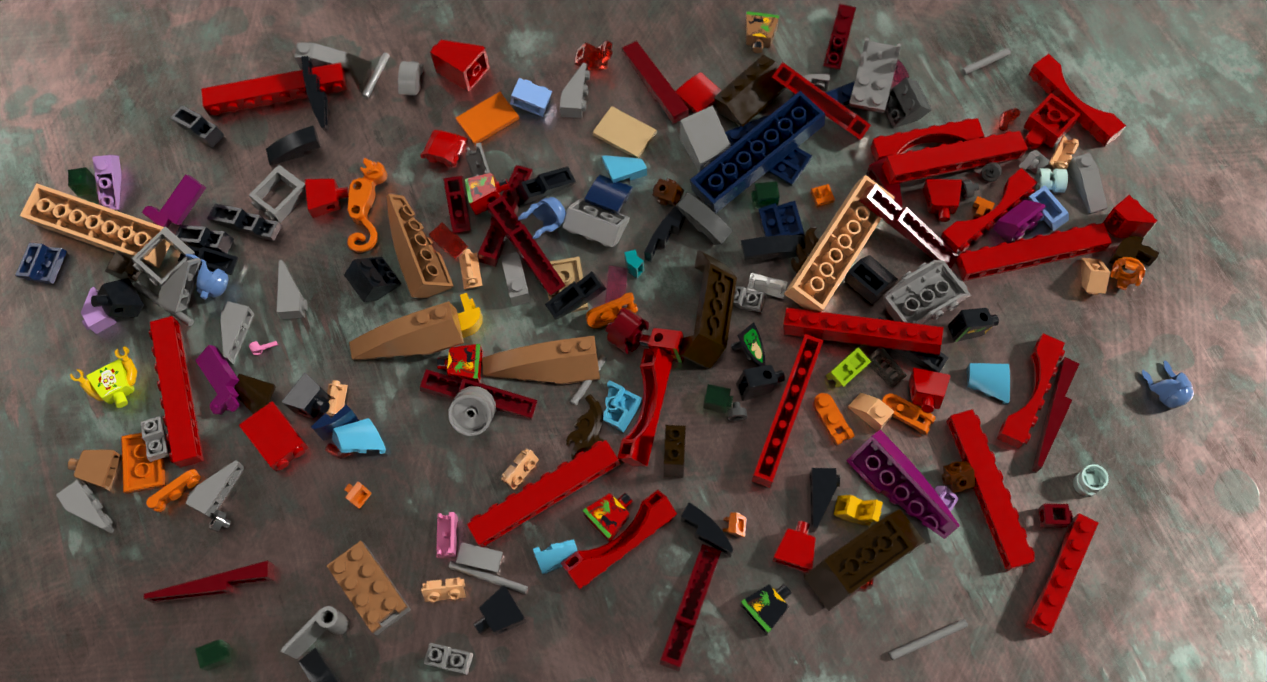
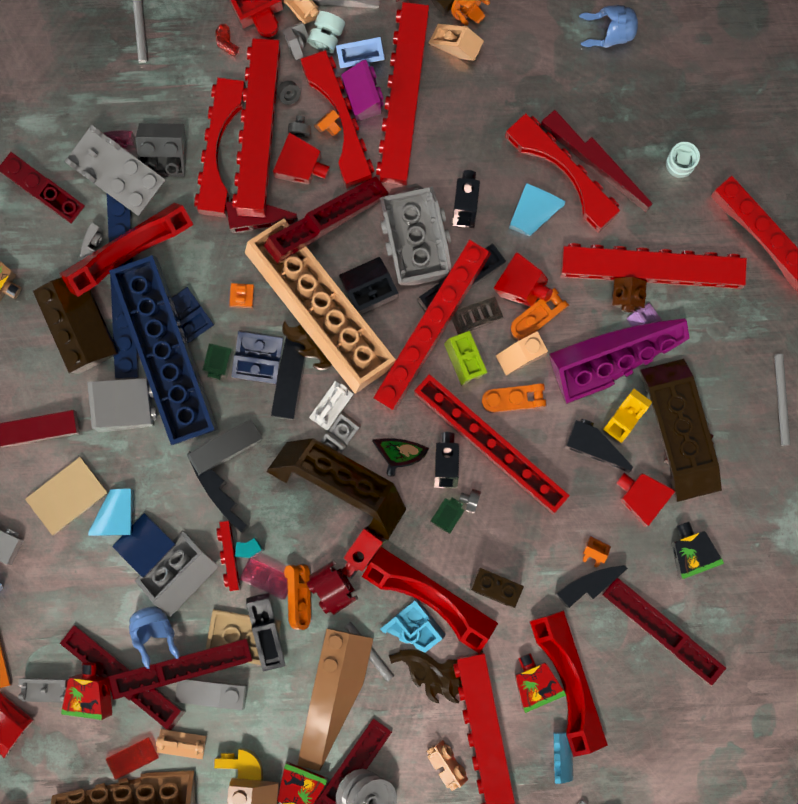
camera: 70 degrees left, 15 degrees up
(457, 203) = (86, 732): dark red slope -> none
(545, 185) = (104, 617): black slope -> none
(617, 256) = (227, 556): none -> red plate
(667, 192) = (172, 476): reddish brown brick -> none
(698, 92) = (49, 386): red slope -> none
(1063, 514) = (702, 222): dark red brick -> none

